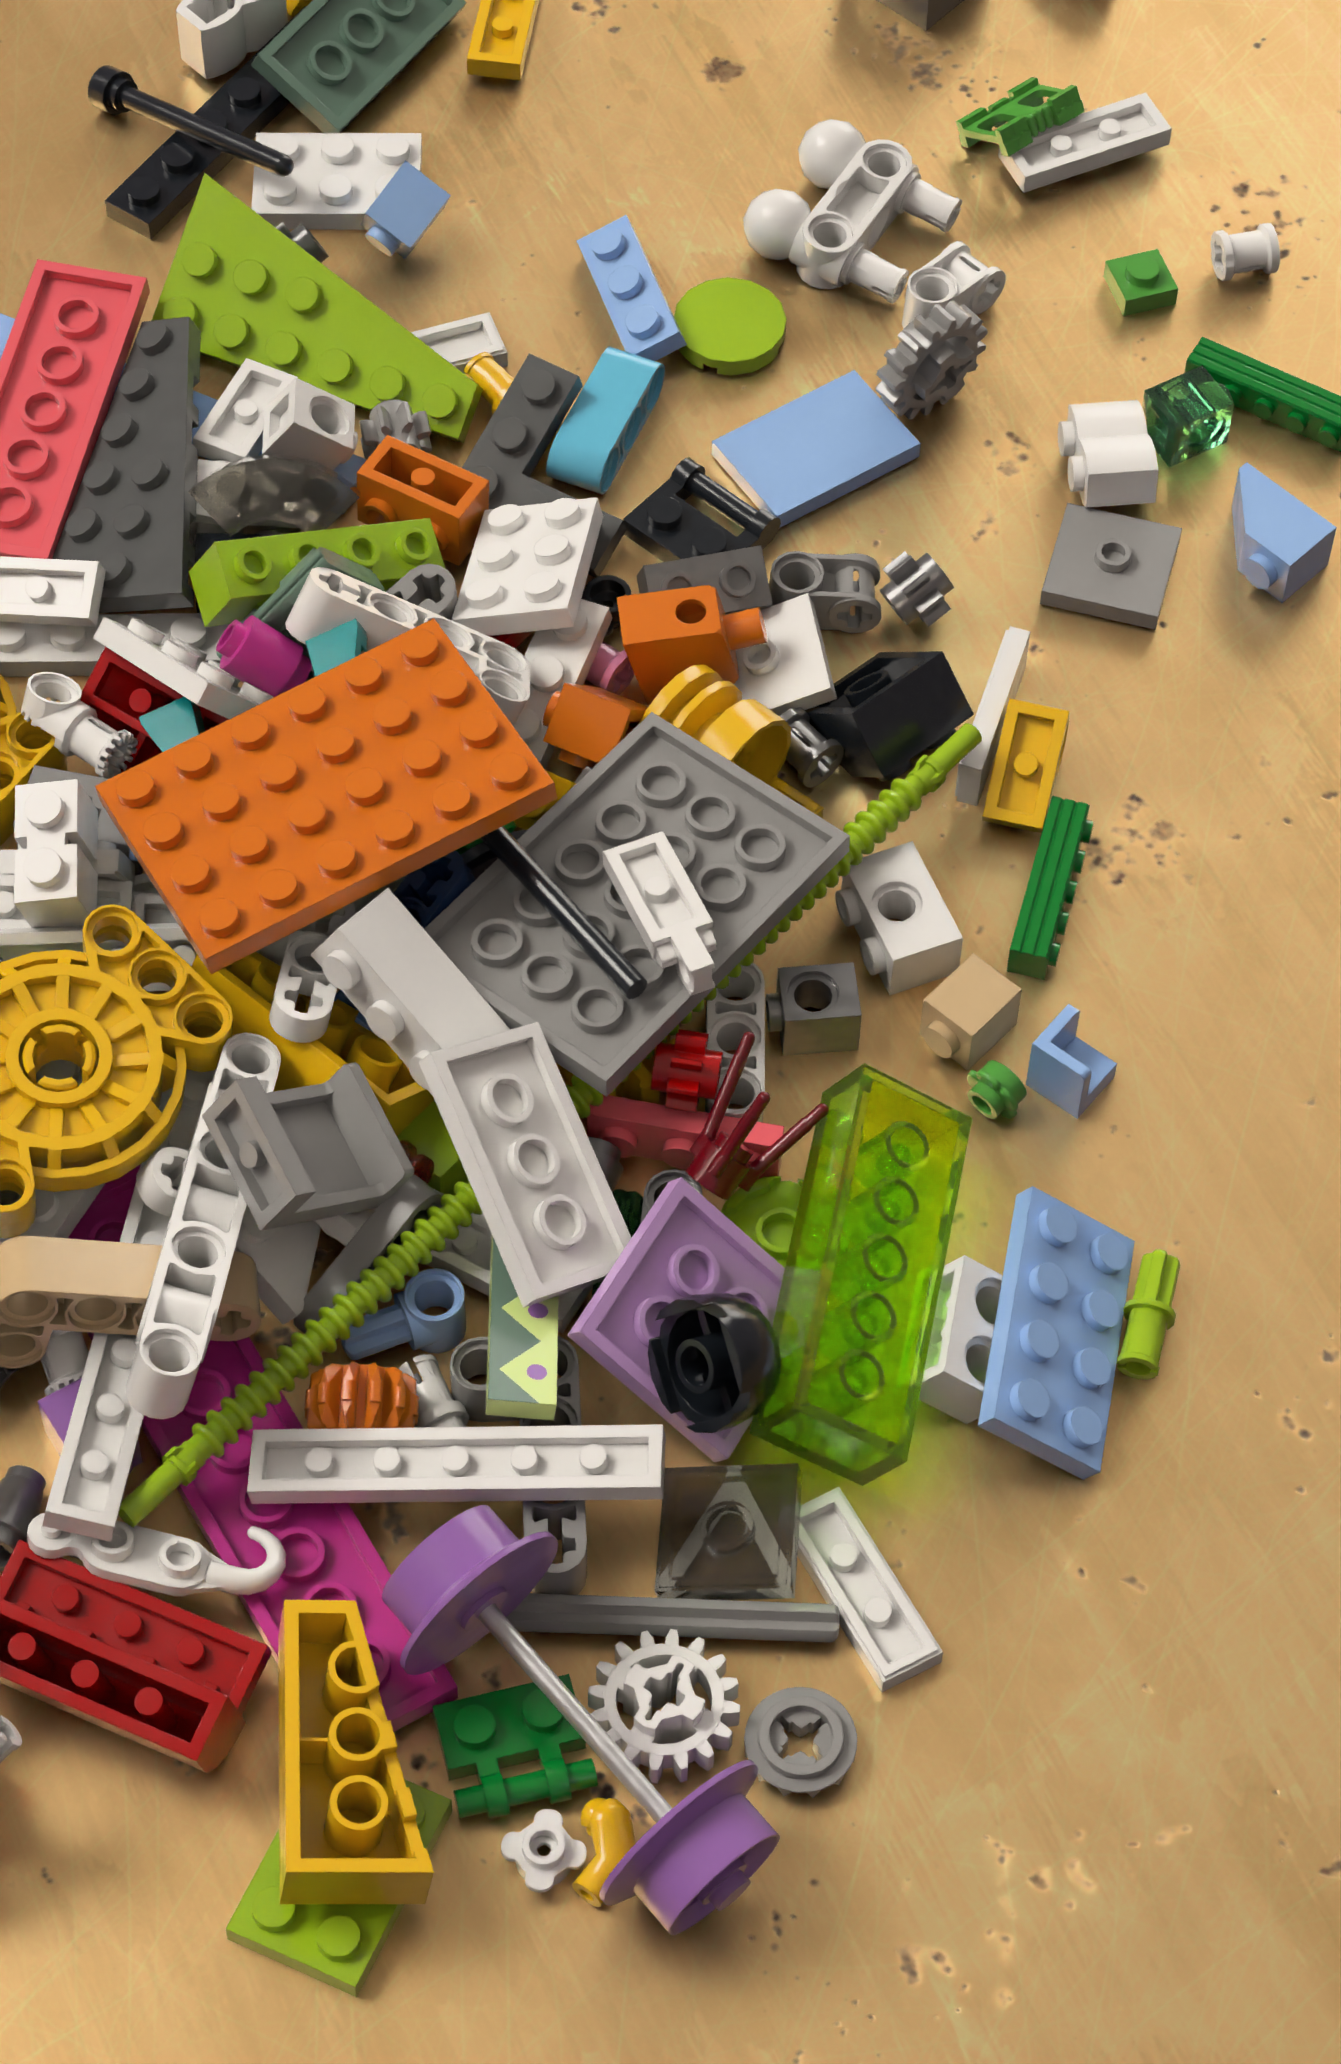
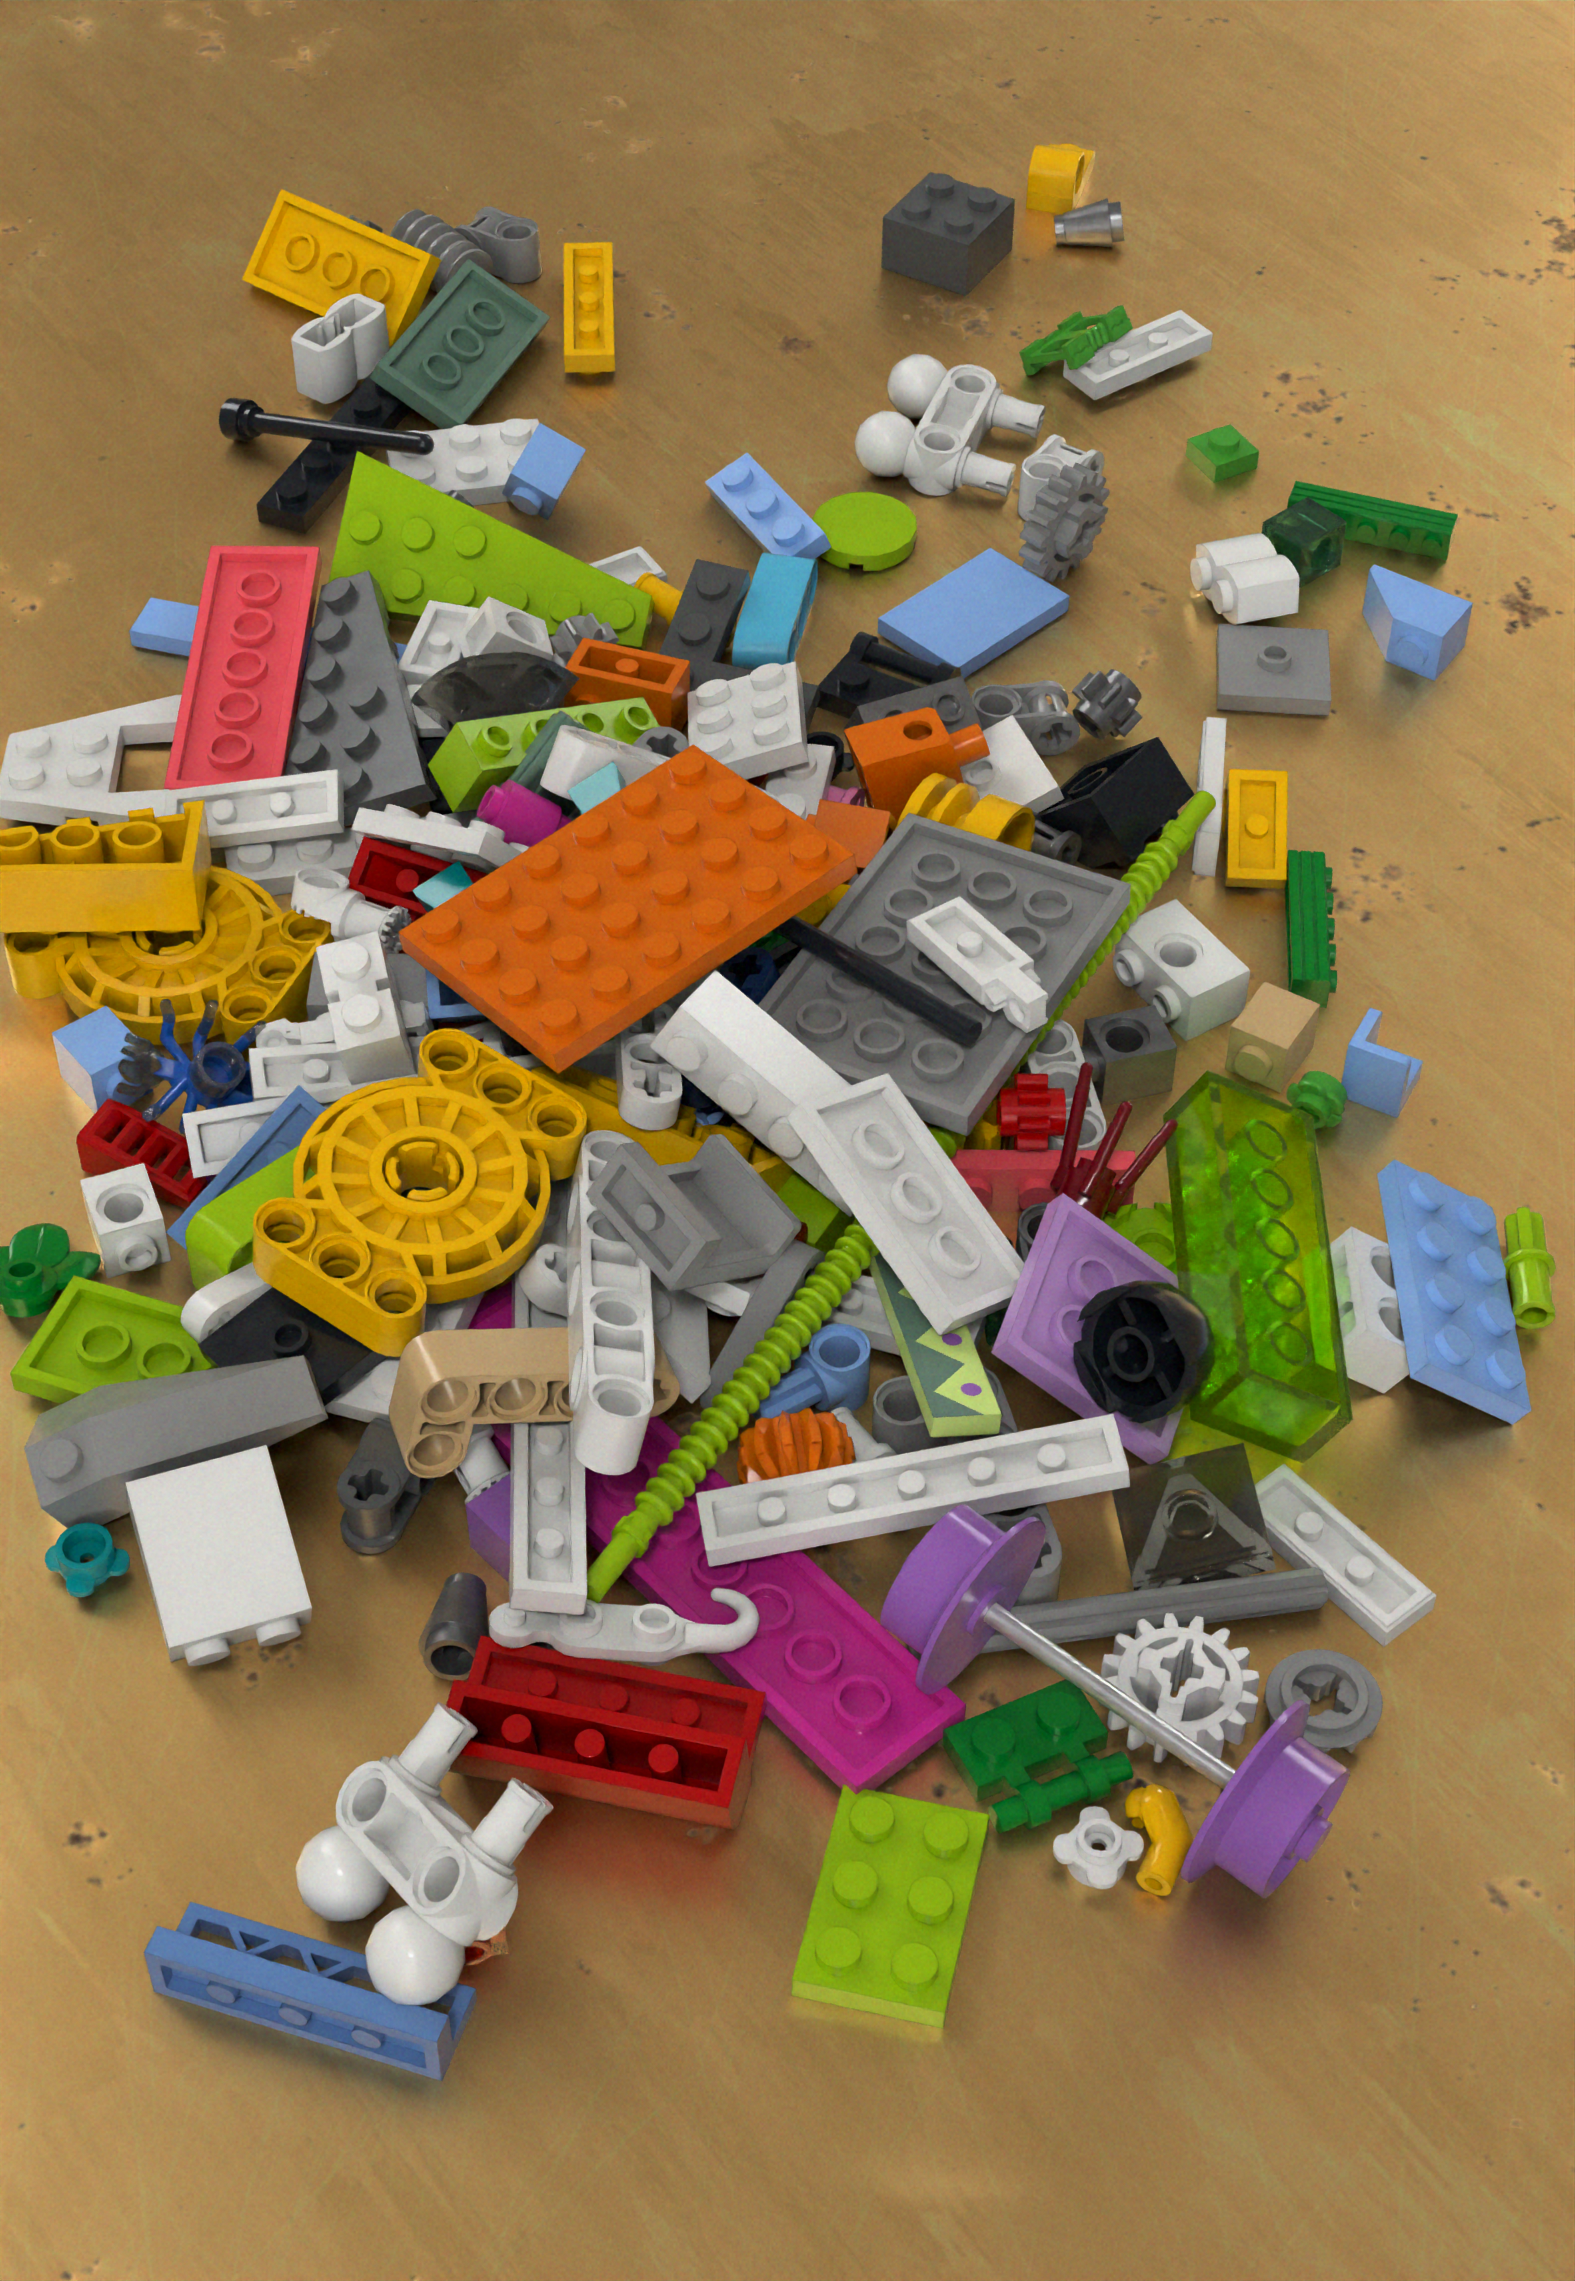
camera: 10 degrees left, 10 degrees down
(341, 1788) = (883, 1808): yellow wedge -> none
(1245, 251) = (1309, 416): white bush -> none

